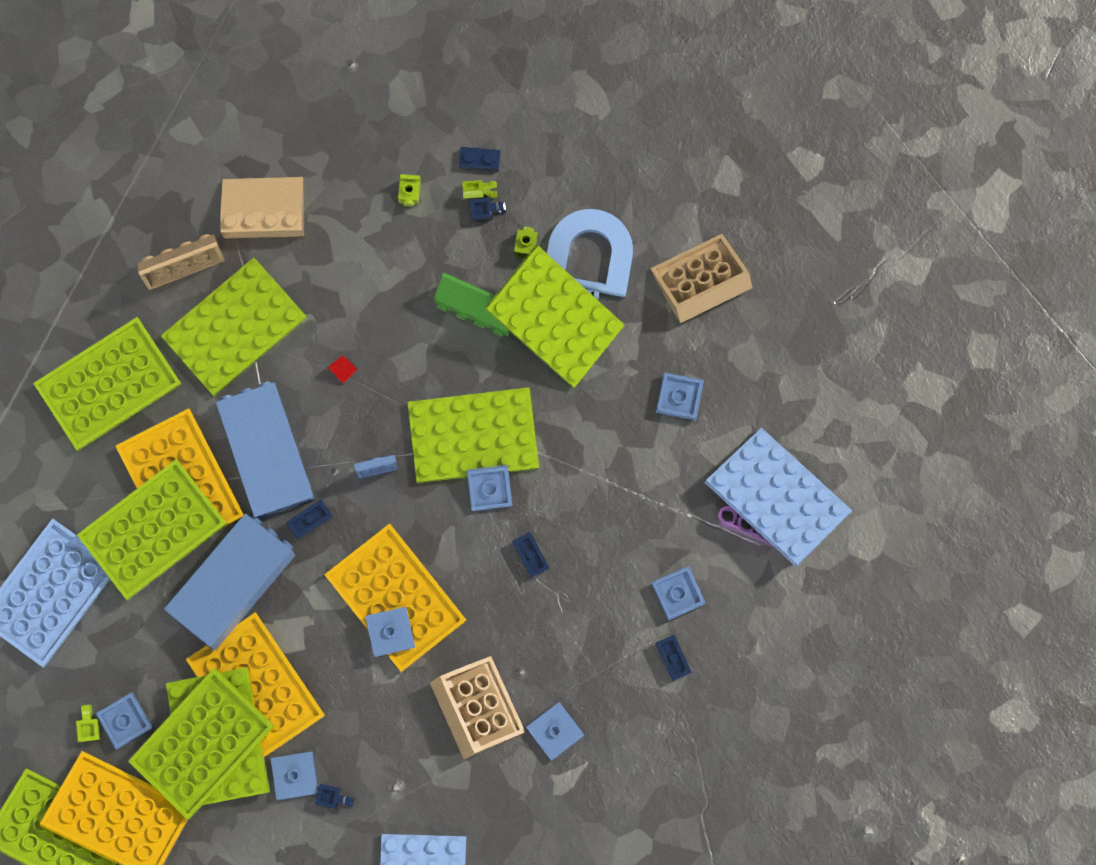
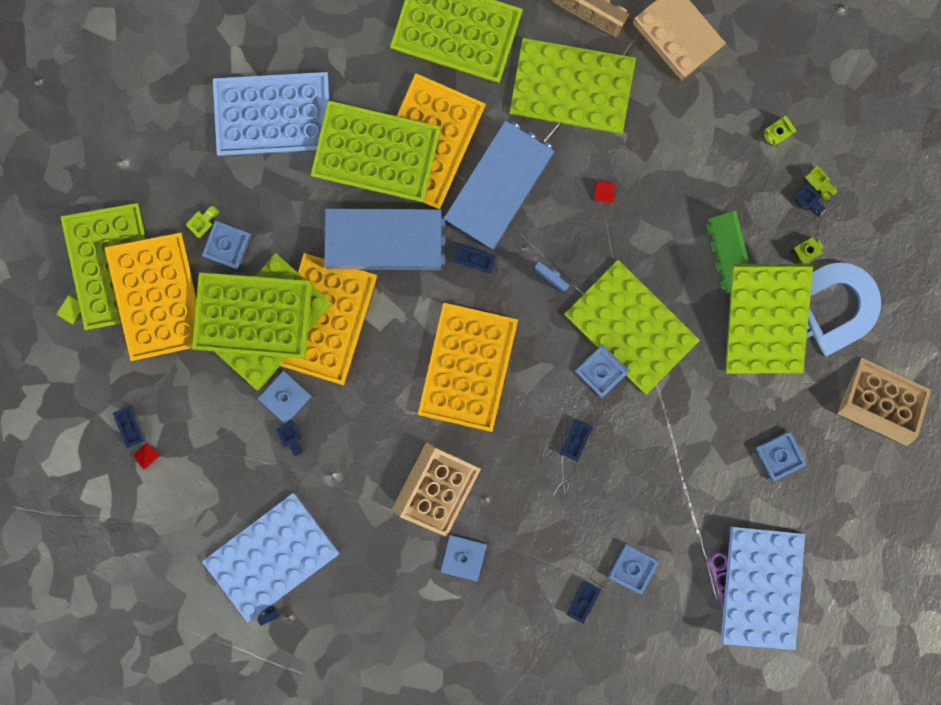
camera: 50 degrees right, 10 degrees up
(390, 632) = (439, 384): medium blue plate -> none
(479, 159) = (845, 164): dark blue plate -> none

